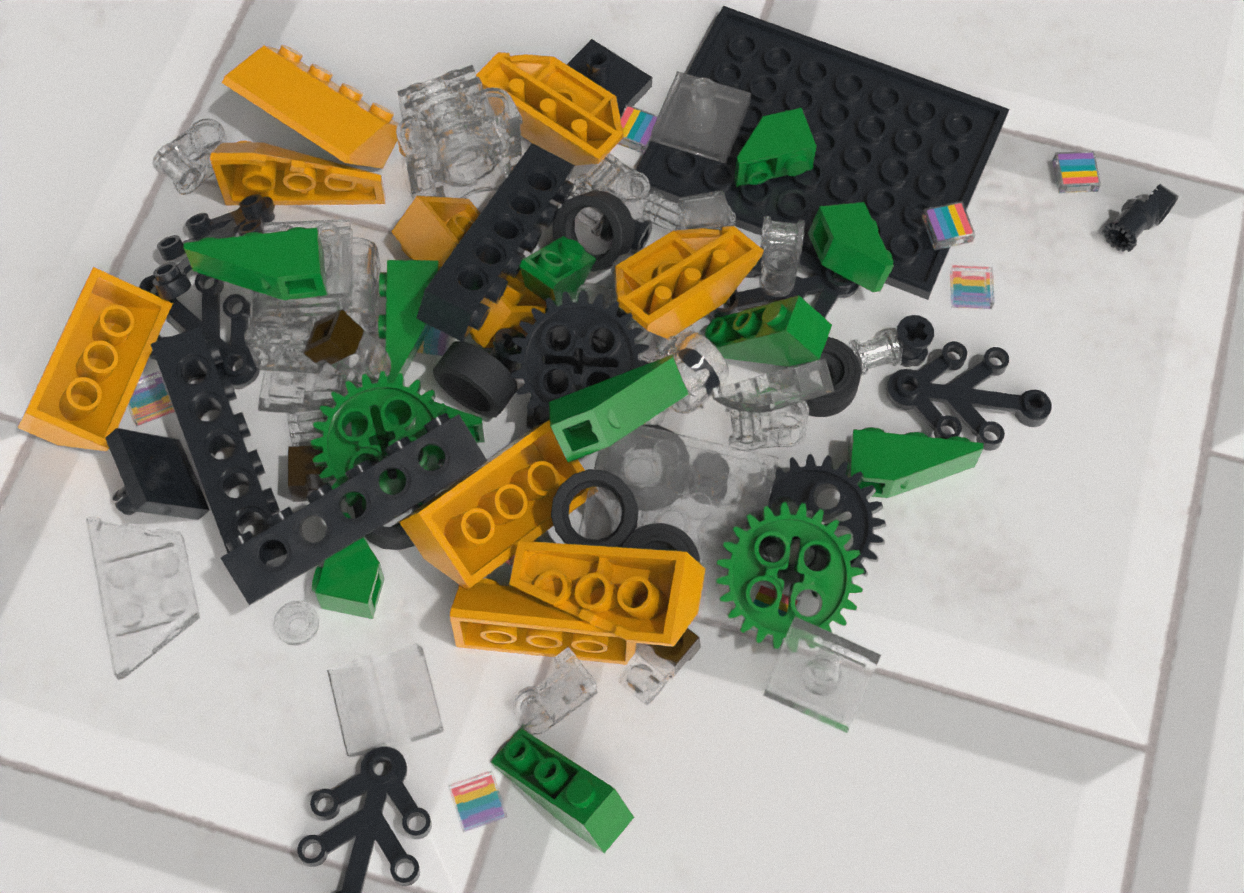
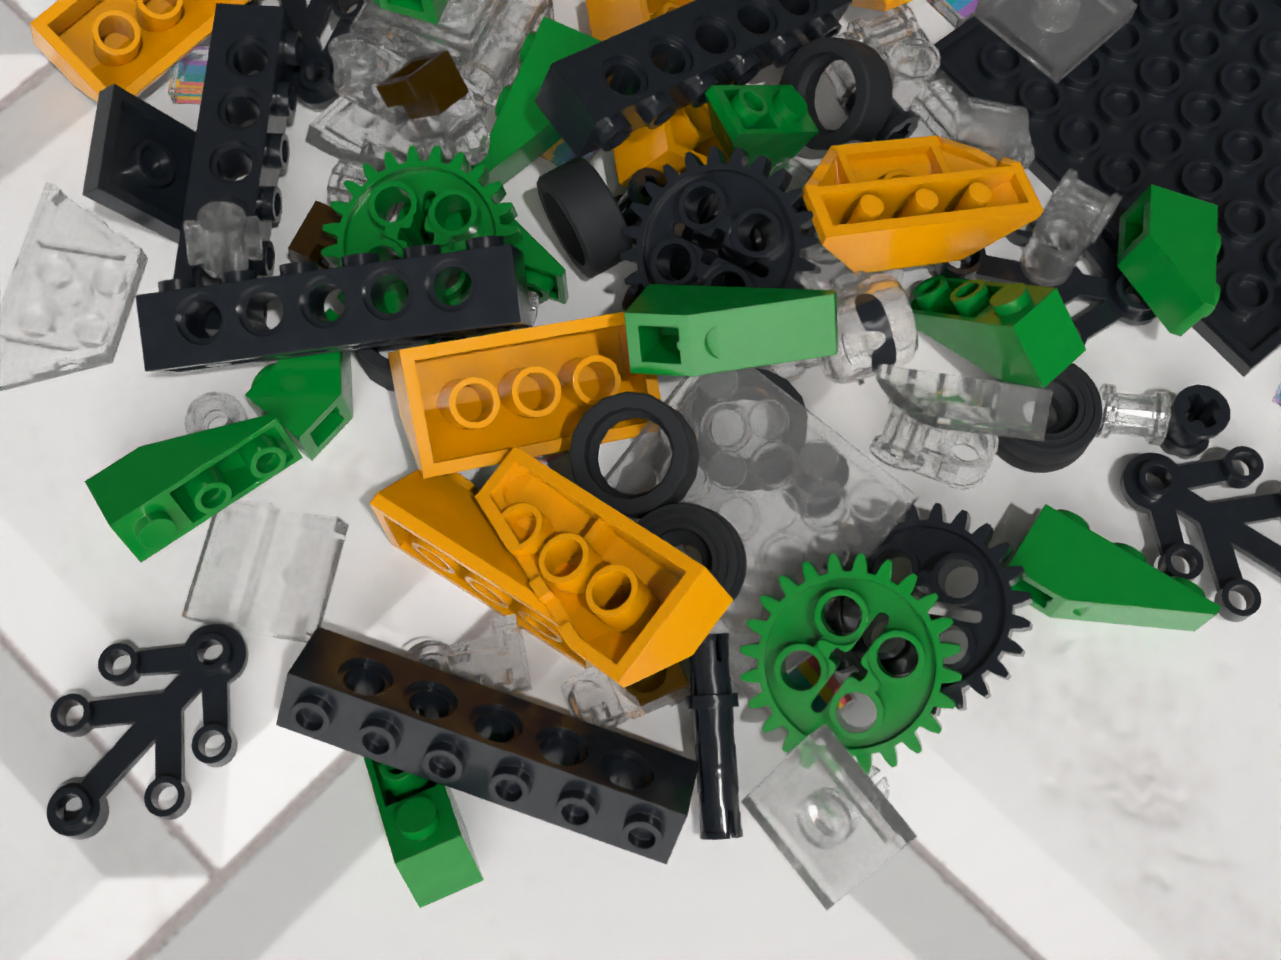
camera: 30 degrees right, 5 degrees up
(252, 497) = (223, 238): none -> clear gear
(302, 668) = (187, 479): none -> green slope
(477, 801) = (303, 762): clear tile -> none
(597, 730) = (488, 744): none -> black brick
(734, 671) = (714, 739): none -> black pin
(776, 149) = (1132, 88): green slope -> none

